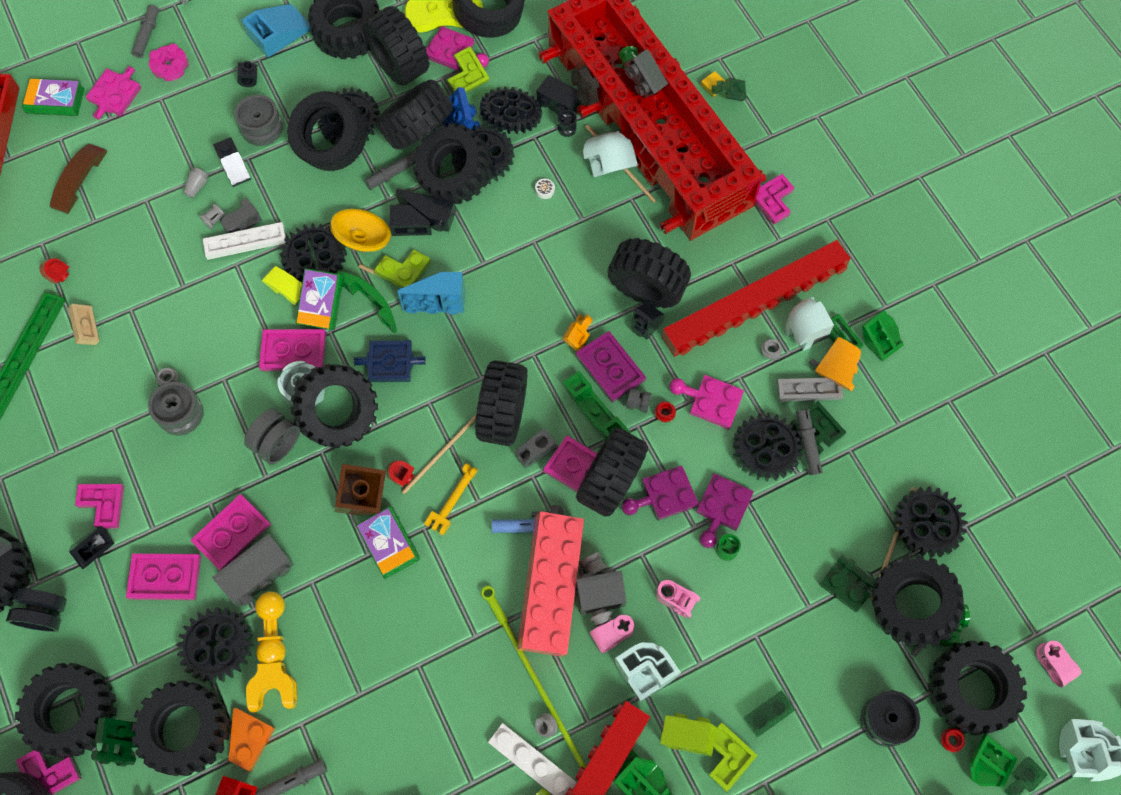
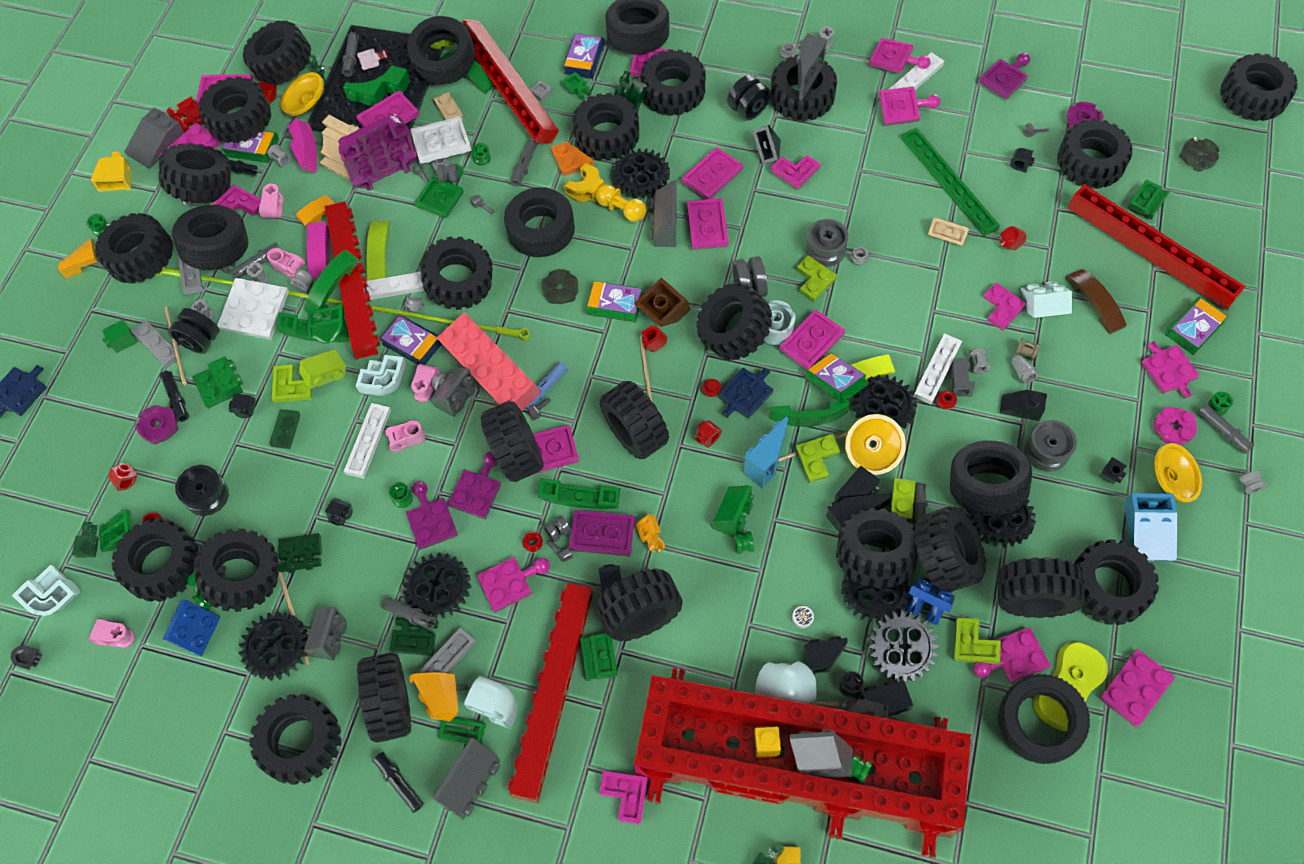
camera: 135 degrees right, 5 degrees down
(107, 207) = (1047, 299): none -> light aqua slope
(123, 44) = (1223, 399): none -> green wheel
(133, 233) = (1007, 306): none -> dark pink plate
(168, 191) = (1027, 349): none -> dark tan bush
(217, 34) = (1178, 473): none -> yellow dish
(219, 392) = (819, 278): none -> lime plate
(272, 220) = (944, 404): none -> red plate
(331, 667) = (535, 203): none -> black tyre
(377, 785) = (477, 200): none -> dark grey hand
(400, 177) = (902, 498): none -> lime brick
(407, 391) = (711, 388): none -> red plate
(413, 618) = (563, 295): none -> clear smoke plate
(440, 519) = (601, 345): yellow hinge -> none
(454, 359) = (707, 433): none -> red plate
(470, 678) = (462, 253): none -> black tyre
(506, 284) = (733, 510): none -> green slope
(524, 262) = (744, 542): none -> green wheel
(535, 448) = (588, 434): dark grey leg -> none
(561, 152) = (823, 655): none -> black slope
(584, 689) = (411, 340): none -> piece
(594, 564) = (475, 404): light grey wheel -> none
(652, 379) = (564, 554): none -> dark grey hand
(666, 118) = (767, 742): none -> yellow brick
(703, 289) = (598, 657): none -> green plate
(710, 627) = (367, 441): none -> white plate
(771, 343) = (499, 659): light grey plate -> none
(788, 777) = (242, 405): none -> black plate
(789, 583) = (338, 511): none -> black plate
(870, 295) = (467, 779): none -> dark grey slope
(882, 335) = (428, 760): green slope -> none
(885, 383) = (384, 697): none -> black tyre
(885, 488) = (326, 634): none -> dark grey slope
(916, 348) = (392, 774): none -> black pin
(982, 409) = (276, 720): none -> black tyre
(988, 595) = (191, 628): none -> blue plate

